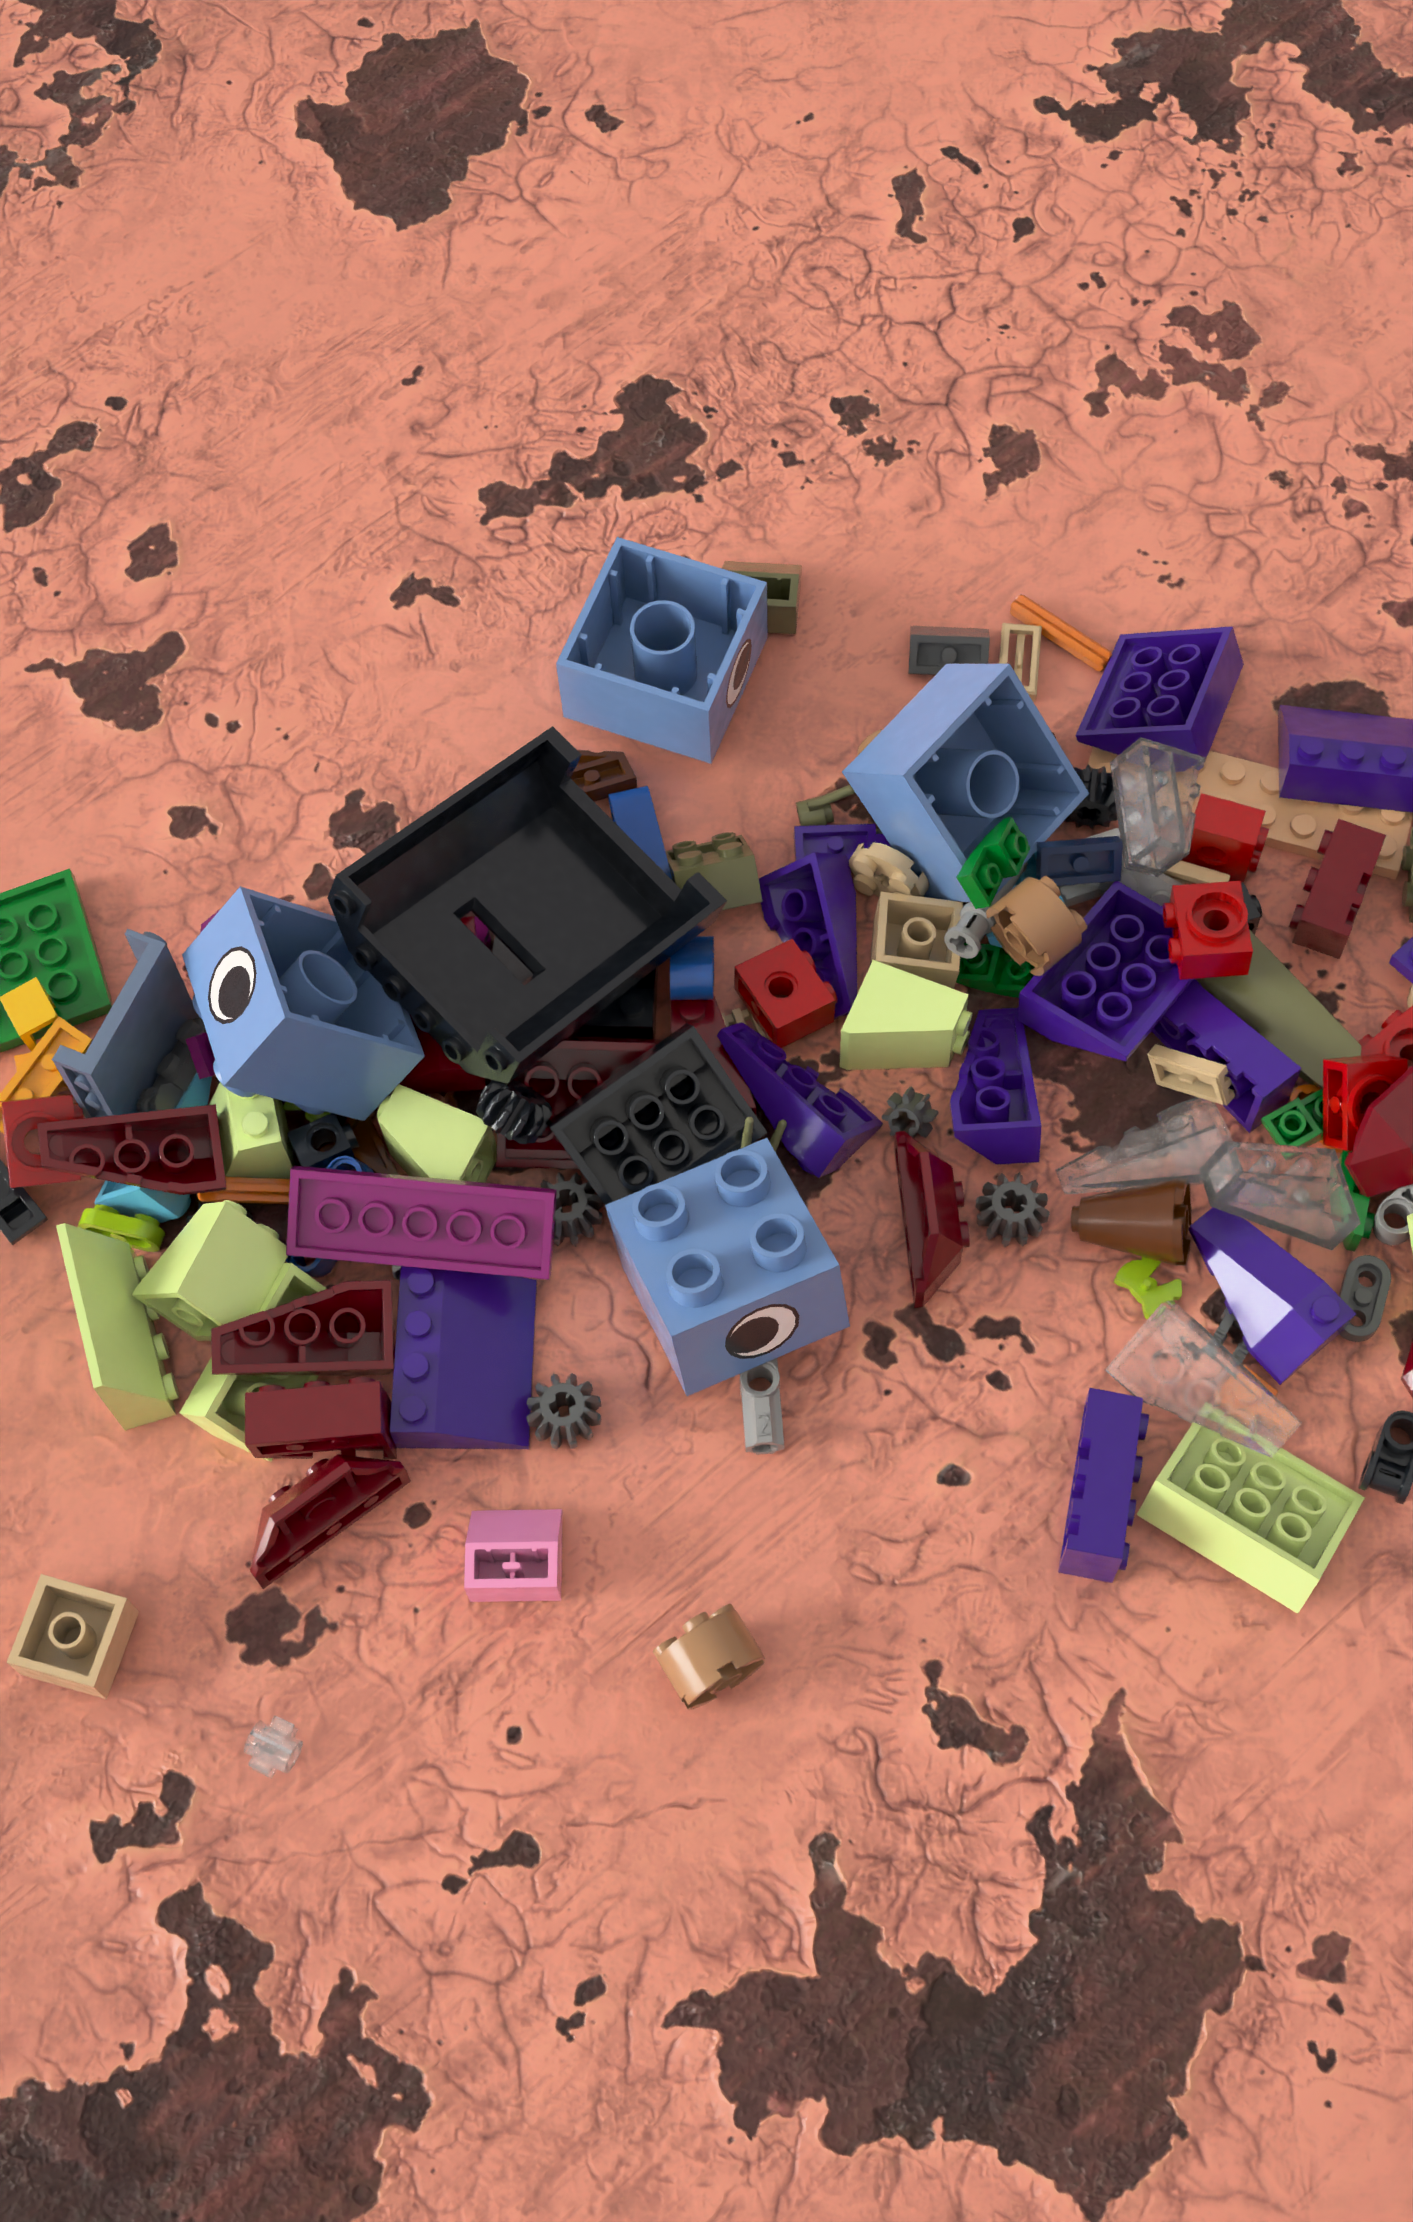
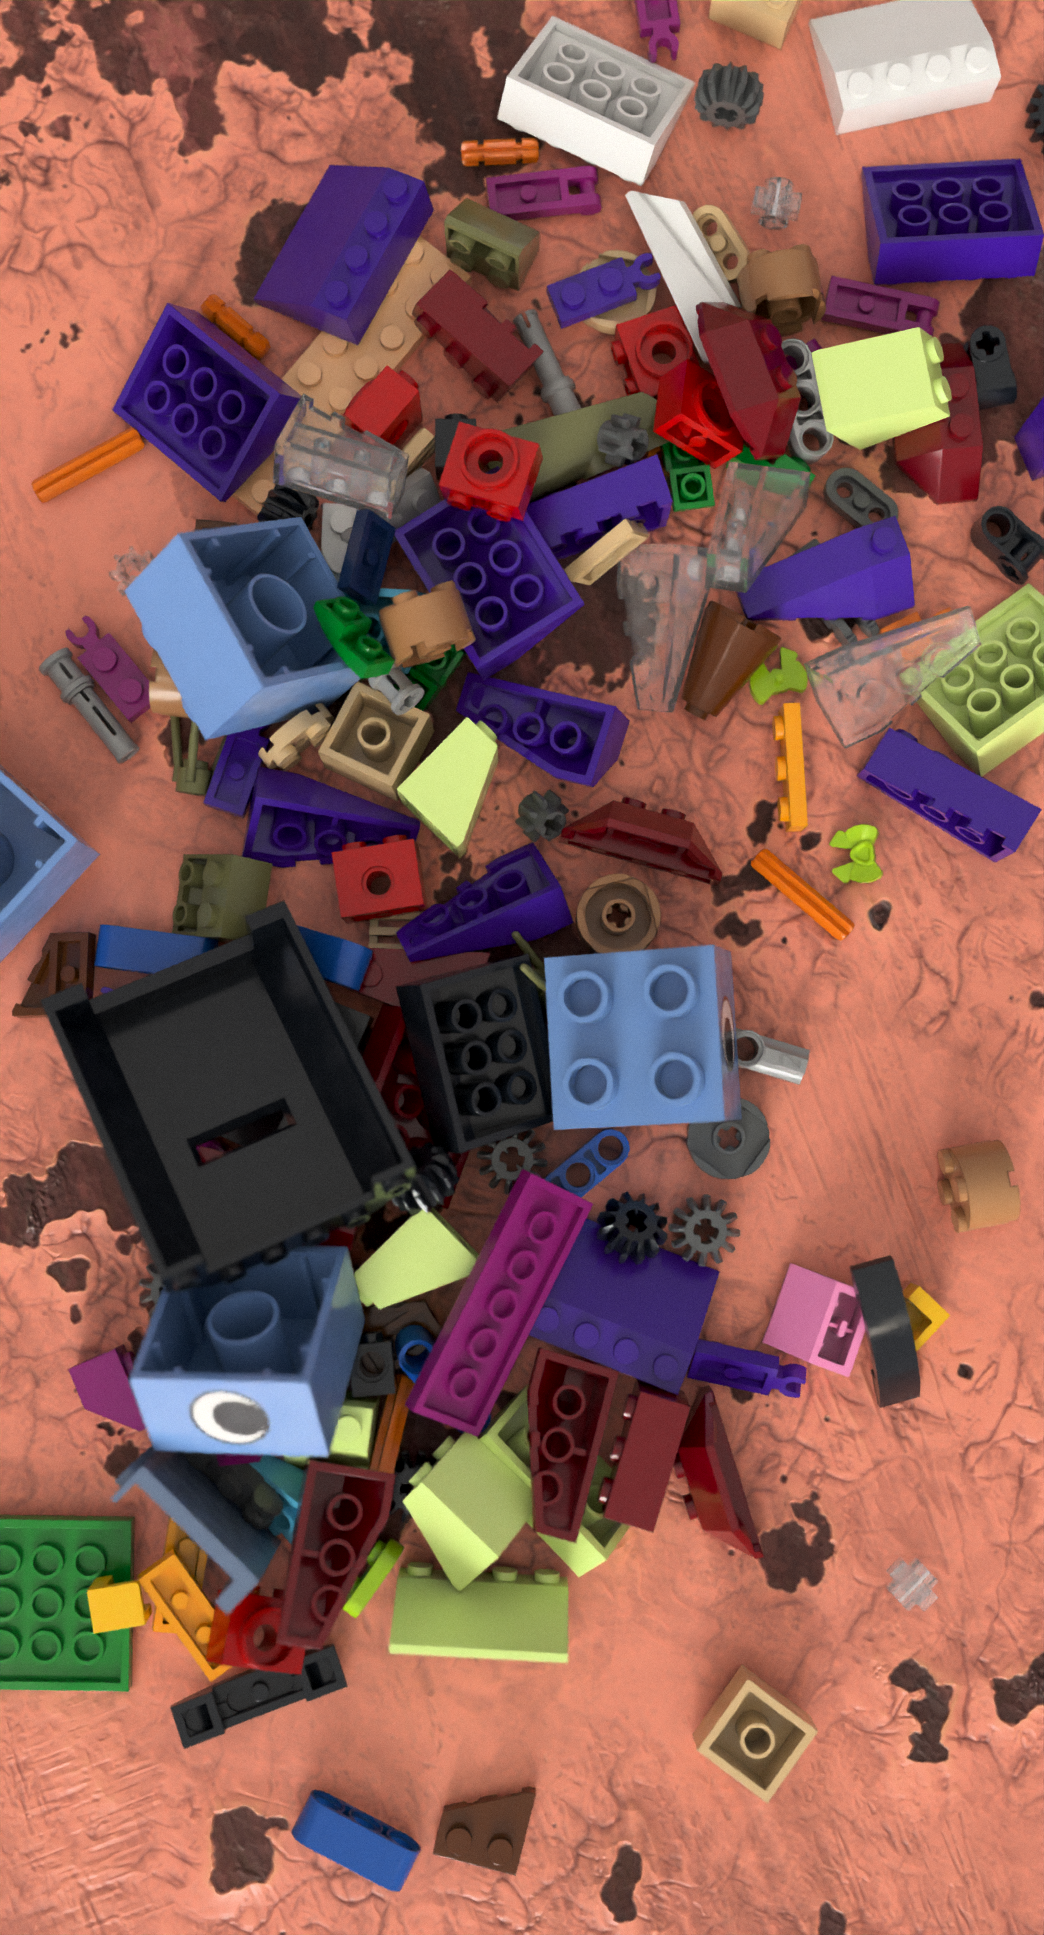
camera: 75 degrees left, 20 degrees up
(438, 1500) = (744, 1369): none -> dark purple plate
(520, 1611) = (887, 1331): none -> black slope
(545, 1355) = (647, 1232): none -> black gear
(552, 1653) = (923, 1313): none -> yellow panel
(589, 1288) = (590, 1156): none -> blue beam
(643, 1418) = (730, 1162): none -> dark grey plate
(848, 1194) = (630, 898): none -> medium nougat brick
(851, 698) = (77, 687): none -> light grey pin
(882, 710) = (113, 670): none -> magenta plate
(937, 646) = (63, 577): dark grey panel -> none
(940, 1388) = (802, 894): none -> orange axle
(1003, 1220) = (653, 755): dark grey gear -> none
(1018, 1423) = (861, 841): none -> lime piece
(1022, 630) = (134, 534): tan tile -> none
(1061, 1327) = (790, 767): none -> light orange plate
(1246, 701) = (235, 326): none -> orange axle
(1302, 1038) = (622, 440): none -> dark grey gear
(1331, 981) = (557, 388): none -> light grey pin

